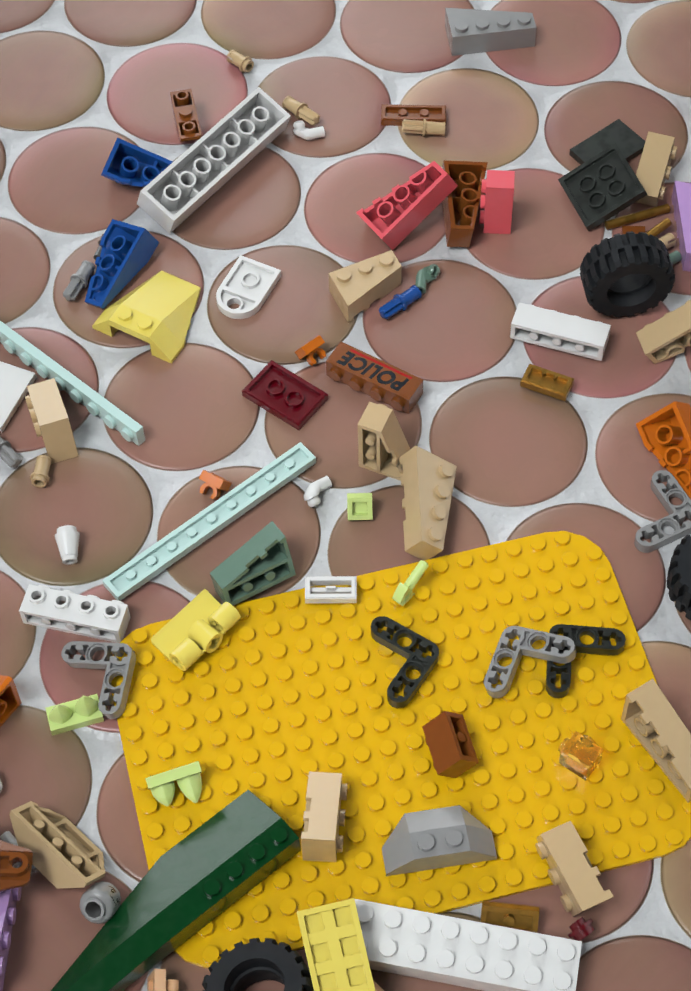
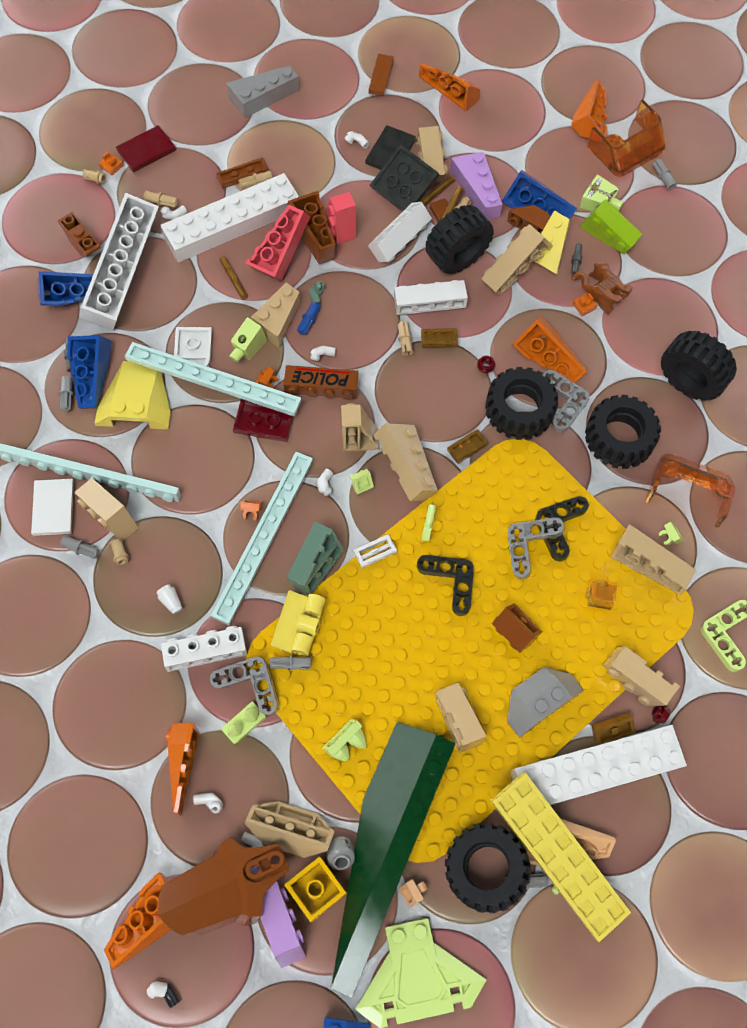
camera: 30 degrees left, 10 degrees up
(49, 928) = (315, 889): none -> yellow brick
(162, 669) = (291, 663): none -> light grey axle
(251, 327) = (213, 379): none -> light aqua plate
(267, 54) = (110, 163): none -> orange tile
(312, 299) = (247, 340): none -> yellowish green torso
(316, 51) = (145, 148): none -> dark red tile
(337, 226) = (233, 278): none -> pearl gold bar
(364, 156) = (228, 218): none -> white brick
(395, 343) = (322, 350): none -> white arm
(504, 367) = (405, 338): none -> tan axle
(512, 518) = (467, 446): none -> pearl gold plate
(562, 245) = (400, 232): none -> white brick
(577, 124) = (357, 137): none -> white arm
(589, 429) = (486, 360): none -> dark red plate
(609, 467) = (529, 384): none -> black tyre
(645, 60) = (381, 74): none -> dark orange tile

